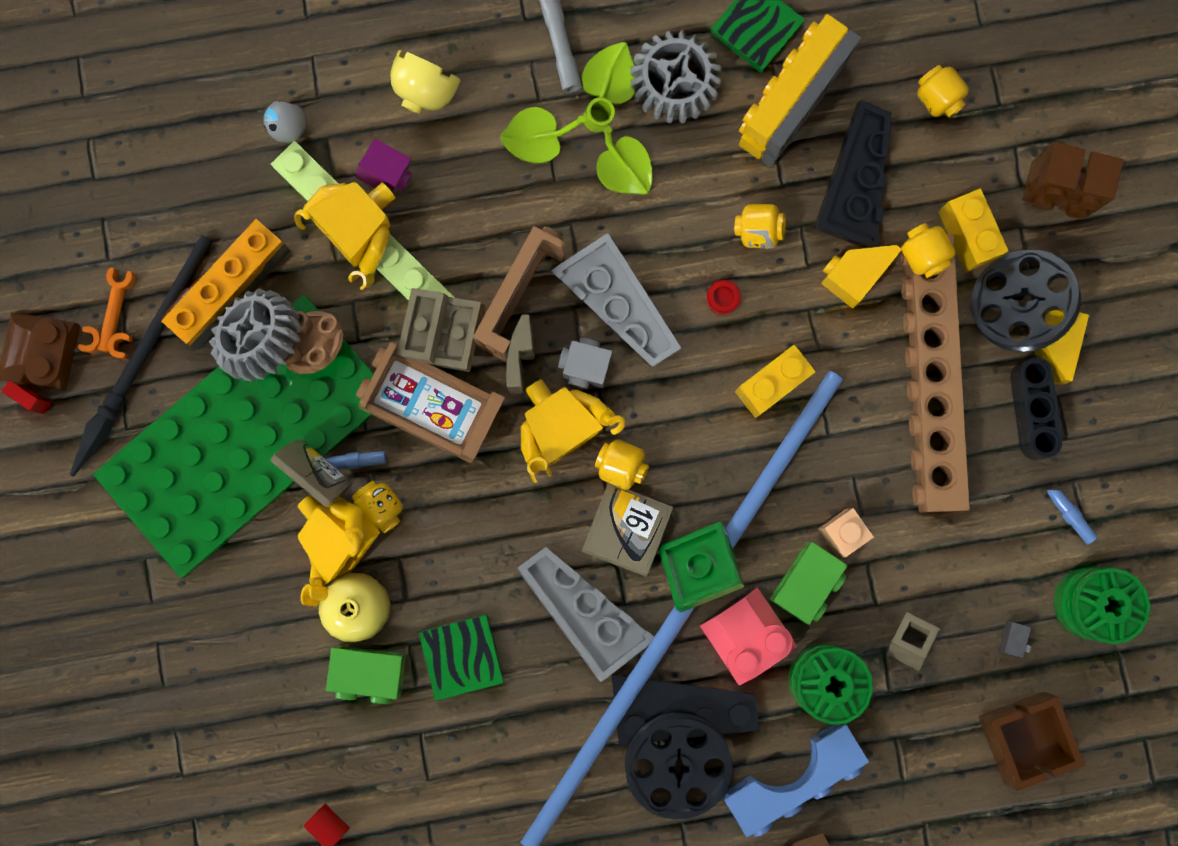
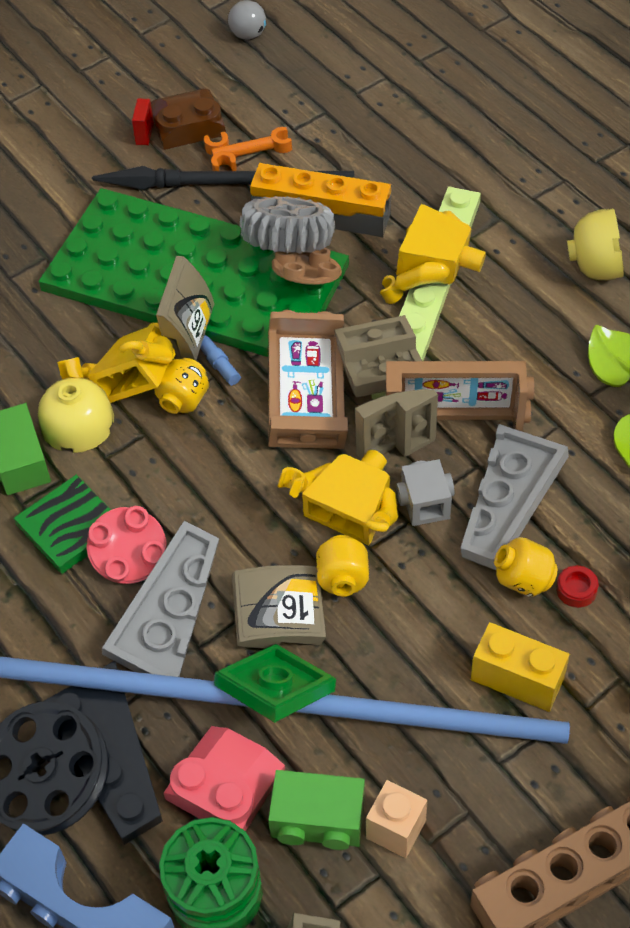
camera: 65 degrees right, 30 degrees down
(285, 121) = (491, 177): light grey piece -> none
(384, 166) = (503, 254): magenta brick -> none
(510, 621) = (125, 544): none -> coral dish
(697, 329) = (525, 567): none -> yellow head

